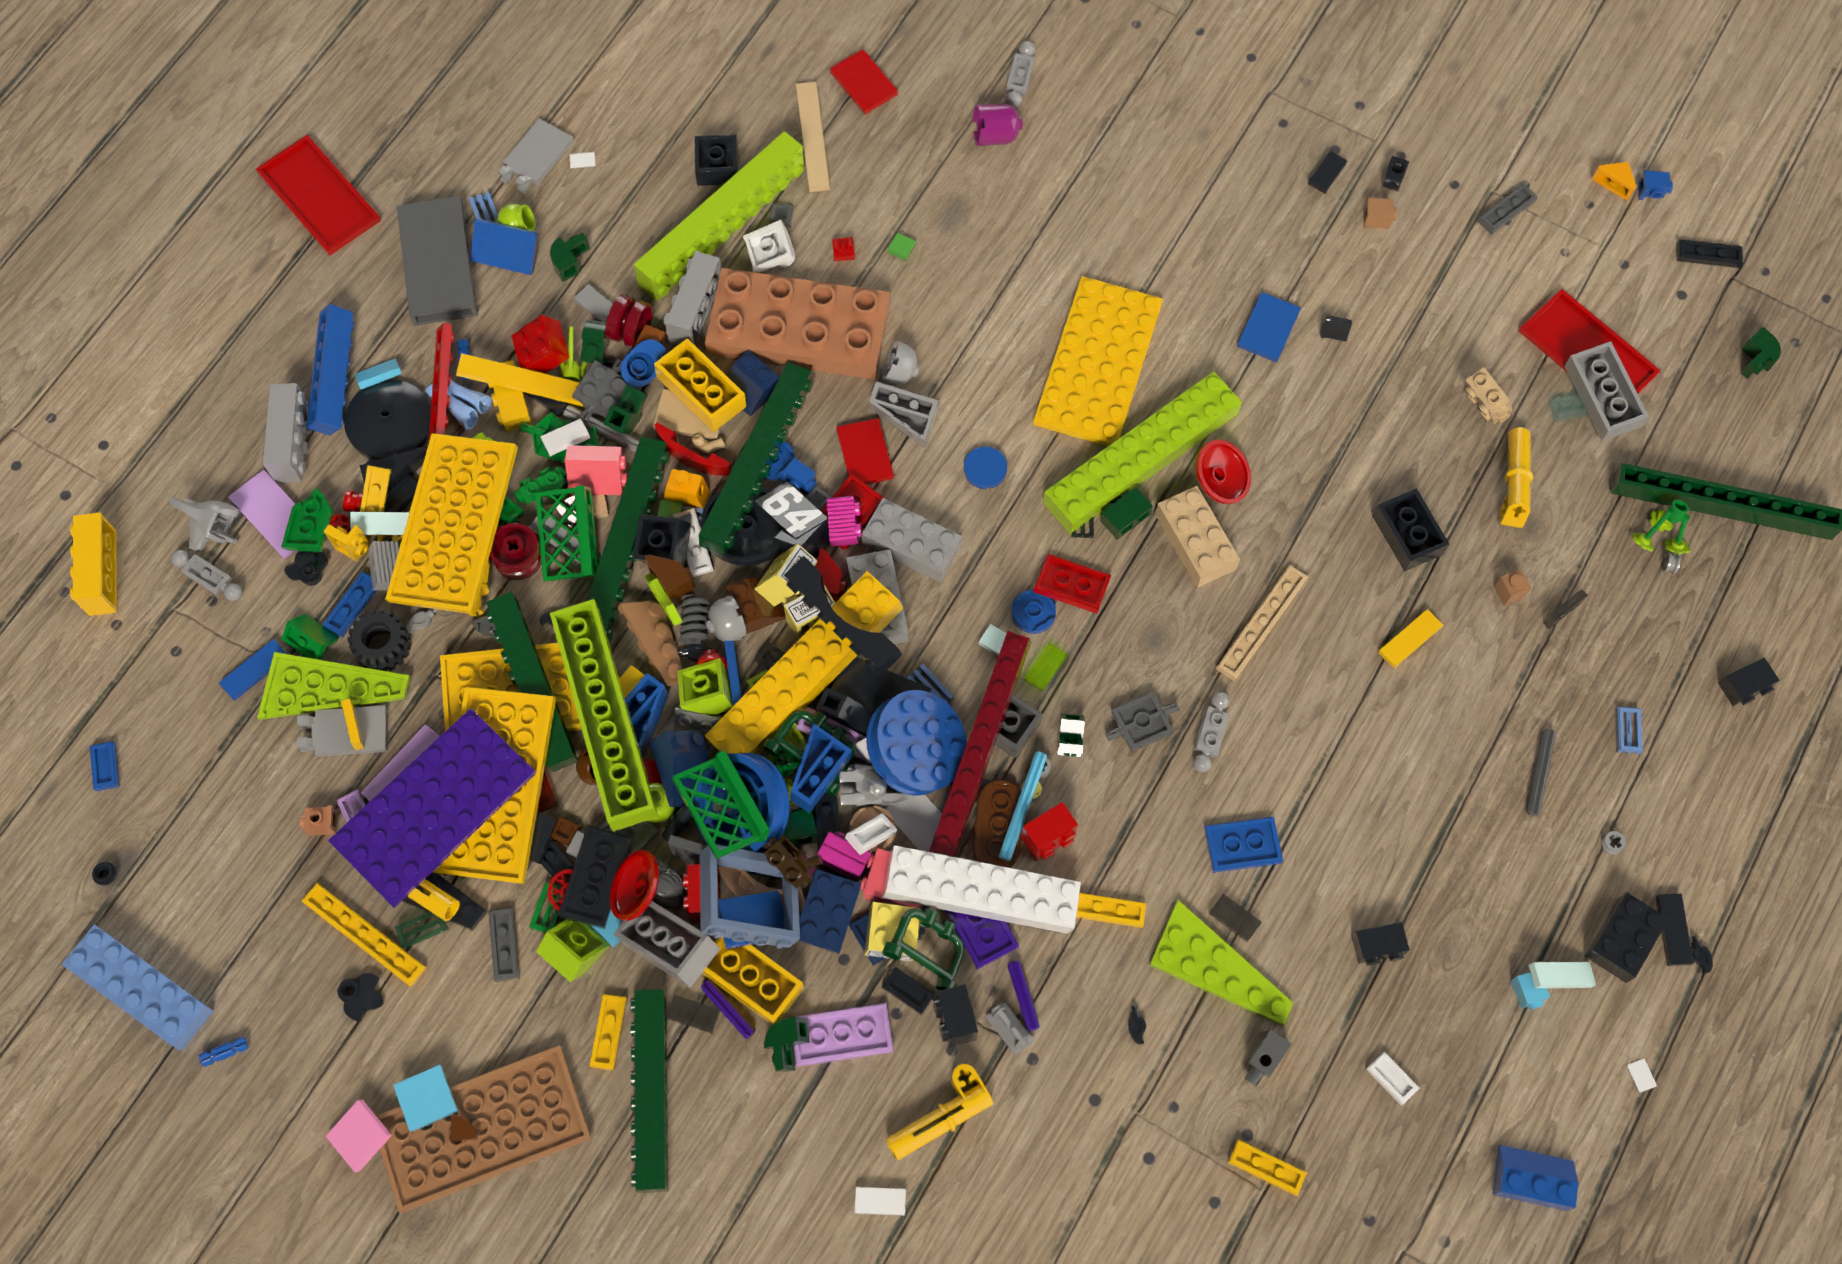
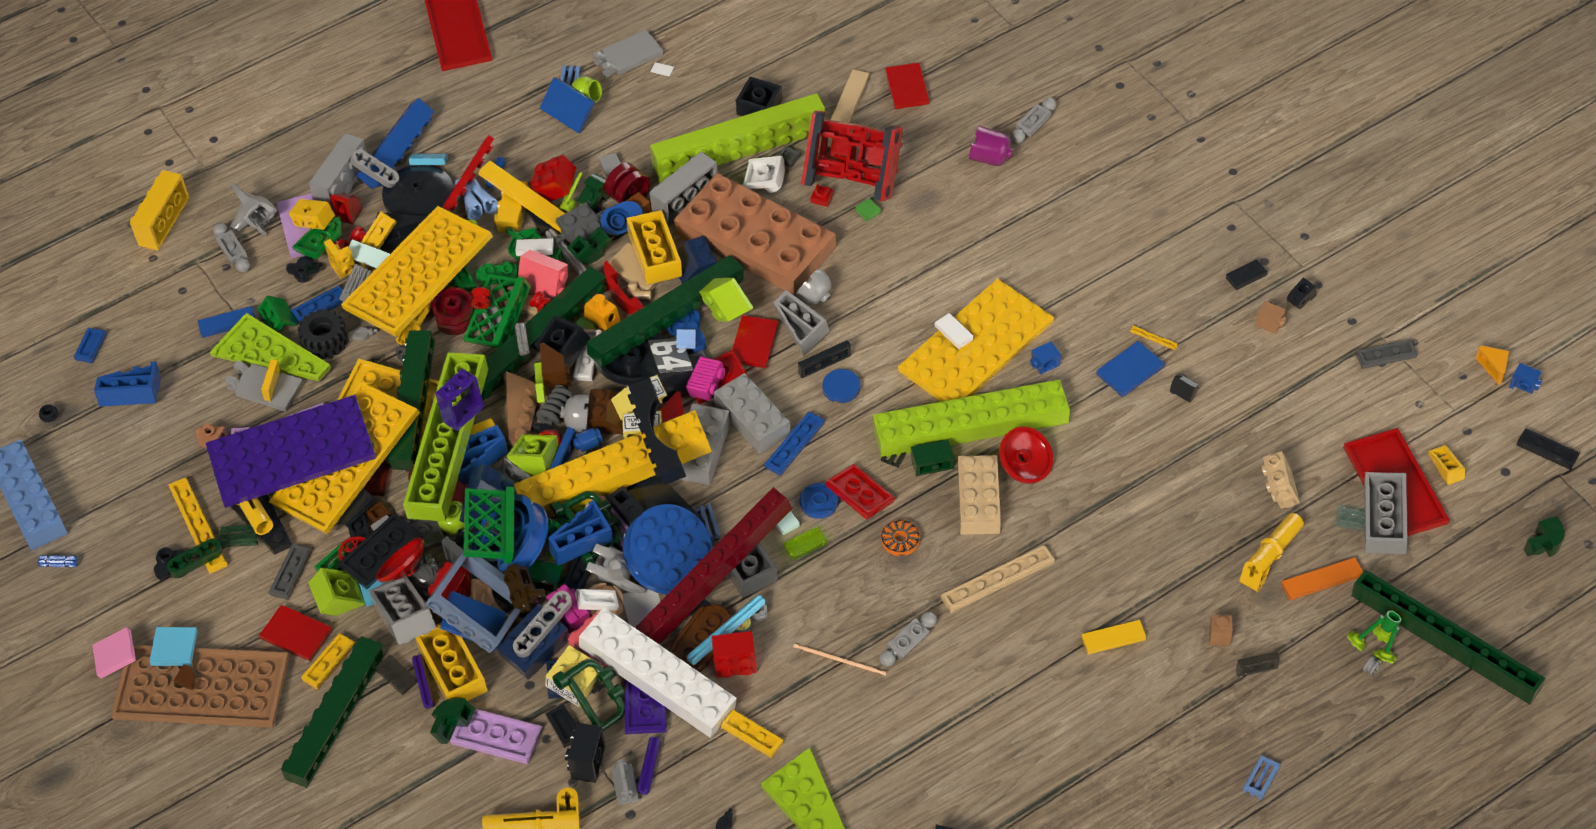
camera: 30 degrees right, 15 degrees down
(187, 802) = (129, 388): none -> blue wedge
(283, 499) = (311, 214): none -> yellow brick
(317, 471) = (346, 207): none -> red slope
(321, 419) = (375, 175): none -> light grey beam
(376, 980) = (192, 565): none -> dark green beam
(436, 261) = (514, 99): dark grey brick -> none
(543, 527) = (480, 298): none -> red wheel
(552, 1015) = (295, 633): none -> red tile
(564, 255) = (608, 126): dark green brick -> none
(607, 666) = (472, 403): none -> dark purple window
(609, 502) = (539, 301): none -> red wheel
(617, 557) = (522, 339): none -> light grey axle
(752, 645) = (587, 439): none -> blue brick
(797, 483) = (686, 339): none -> light blue tile
(815, 418) = (725, 299): none -> lime slope
(837, 893) = (540, 622): none -> light grey beam
(876, 176) = (874, 145): none -> red container
(953, 444) = (824, 359): none -> black tile
(972, 555) = (794, 443): none -> blue tile
(1071, 735) = (794, 596): brick -> none
(1073, 357) = (954, 331): none -> white tile
(1142, 721) = (856, 610): dark grey plate -> none
(1145, 607) = (897, 528): none -> tile
(1152, 784) = (840, 659): none -> light nougat piece
(1180, 349) = (1045, 357): none -> blue brick
(1235, 917) = (848, 780): clear smoke tile -> none
(1243, 844) = (886, 731): blue tile -> none
(1272, 281) = (1163, 341): none -> yellow piece
(1410, 529) = (1157, 555): black brick -> none
(1541, 772) = (1165, 777): dark grey axle -> none
(1574, 486) = (1322, 579): none -> orange tile
(1628, 318) = (1450, 475): none -> yellow slope
(1748, 682) = (1387, 780): black brick -> none

